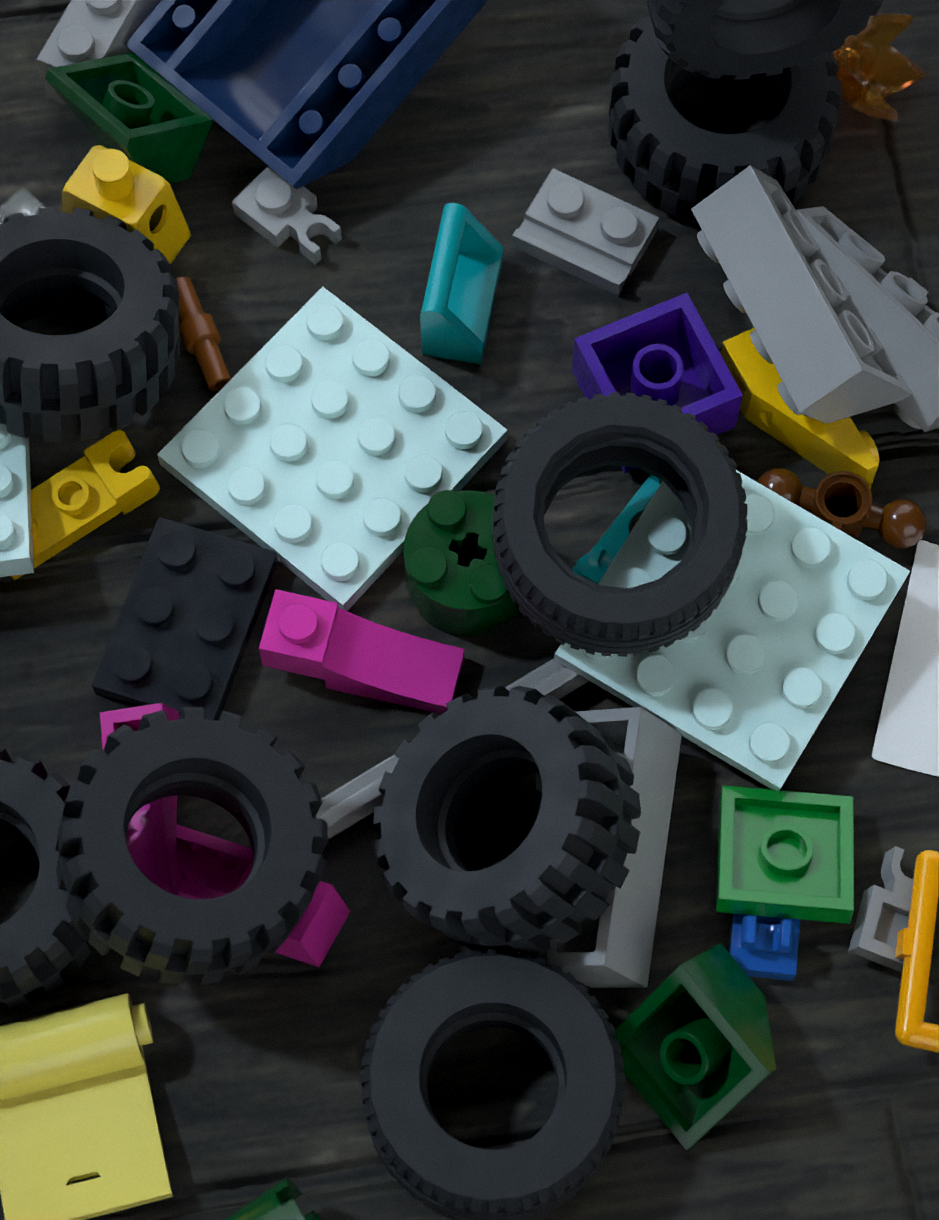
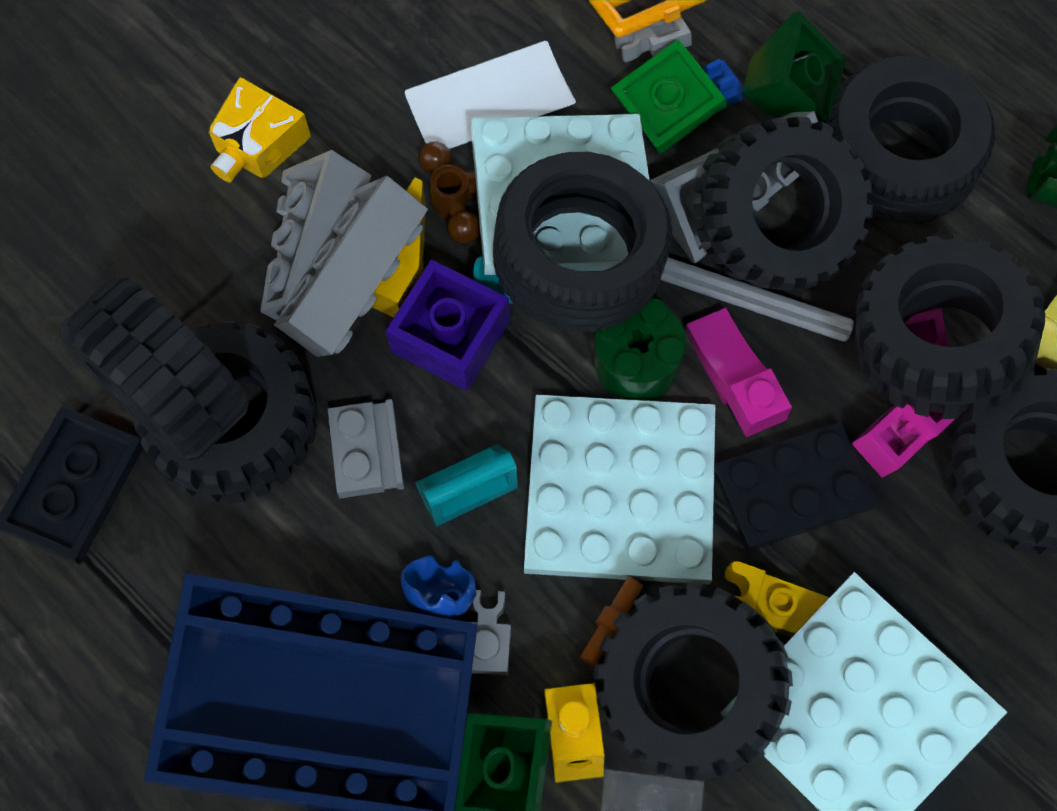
camera: 125 degrees left, 0 degrees up
(366, 184) = (437, 589): none -> blue hair

